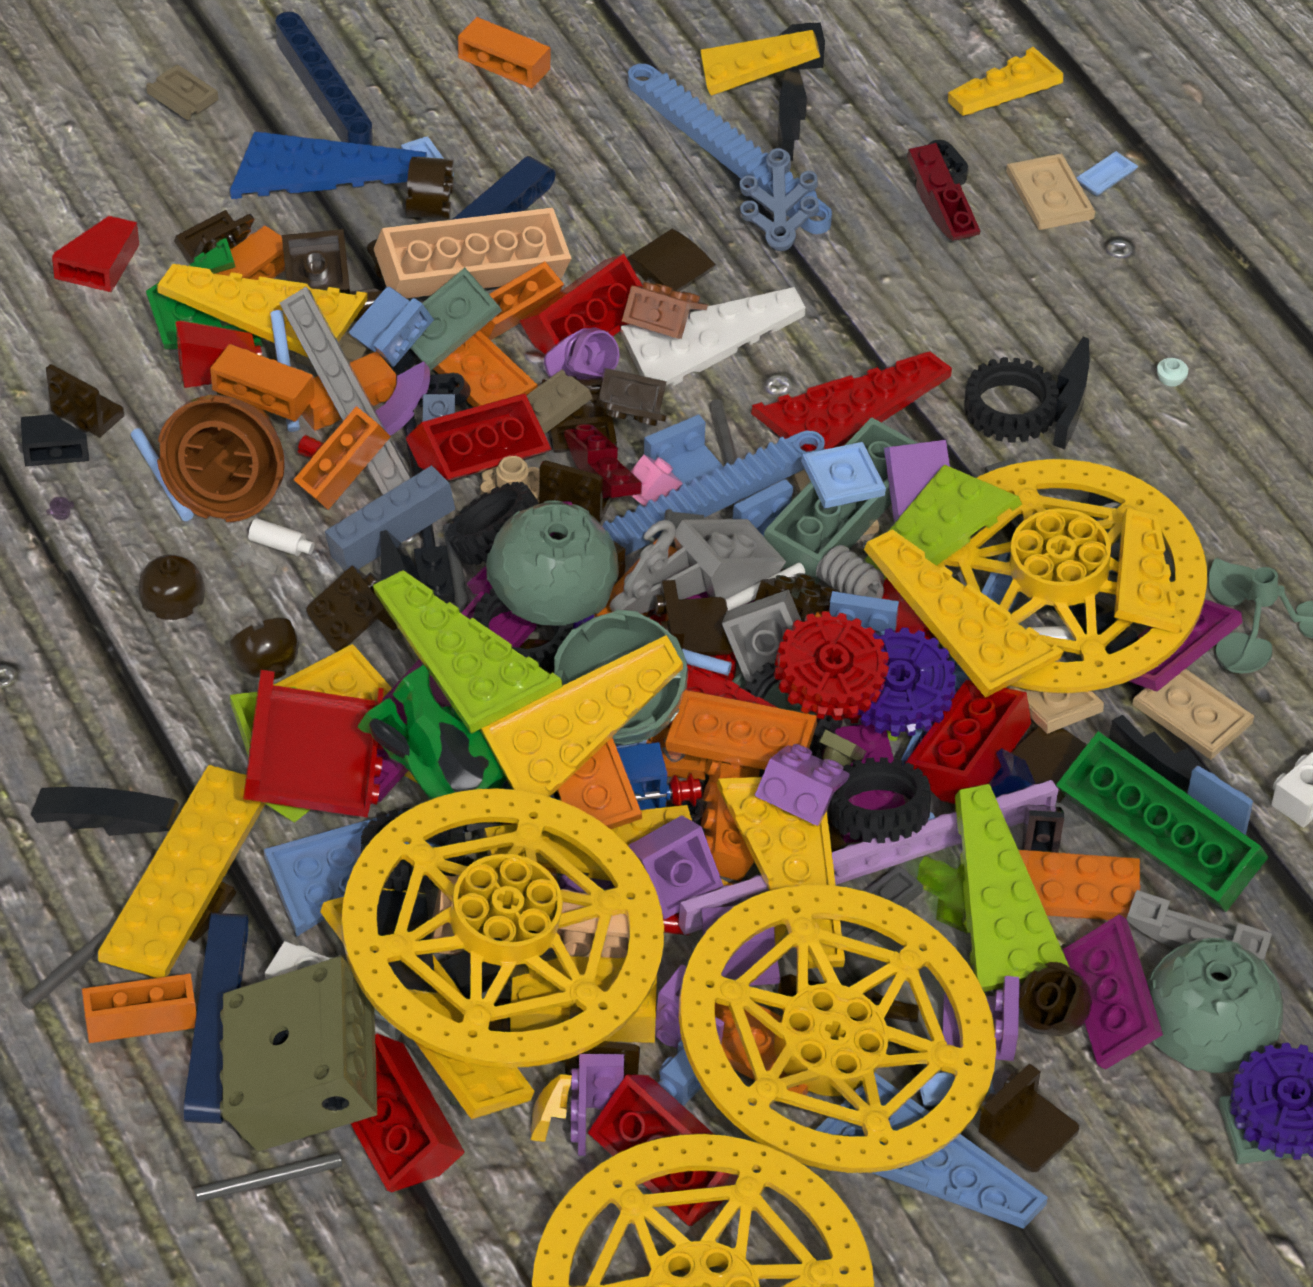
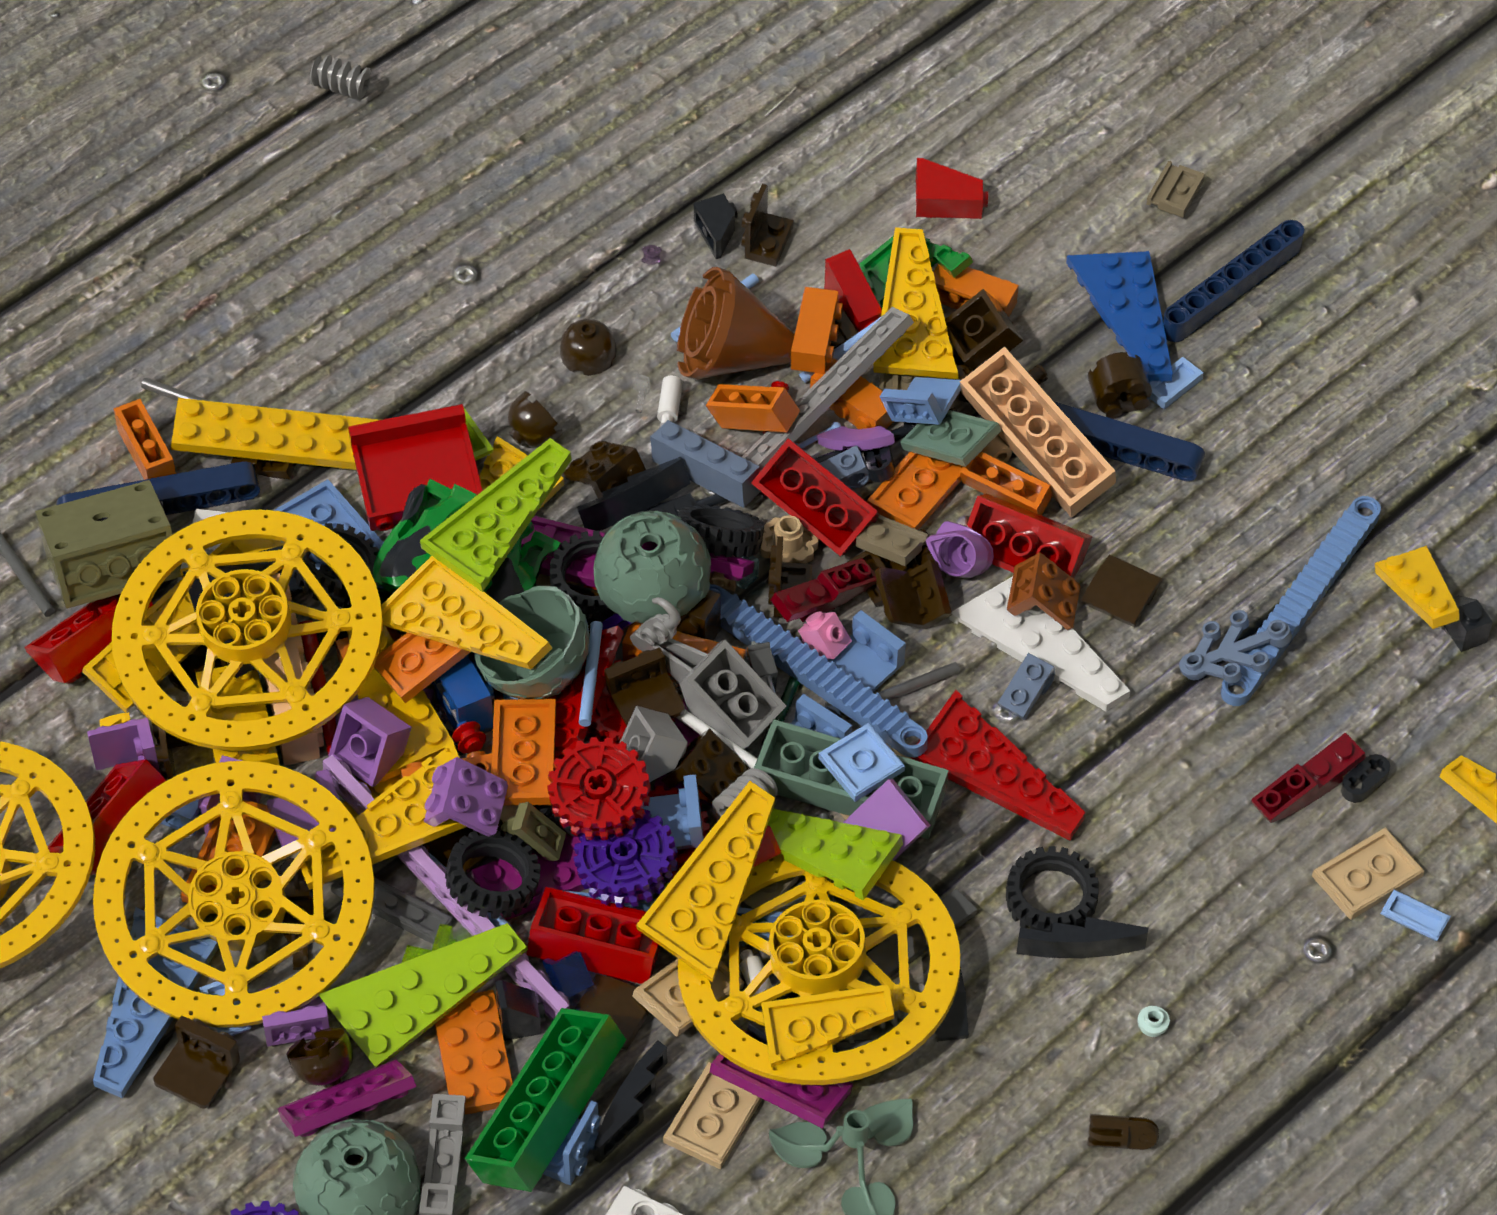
camera: 75 degrees right, 5 degrees up
(113, 809) = (338, 371): black slope -> none
(209, 232) = (996, 257): dark brown bracket -> none
(504, 52) = (1343, 398): orange brick -> none
(762, 351) = (1026, 686): none -> sand blue plate
(791, 109) = (1379, 630): black slope -> none
(1290, 421) = (1122, 1132): none -> dark brown arm

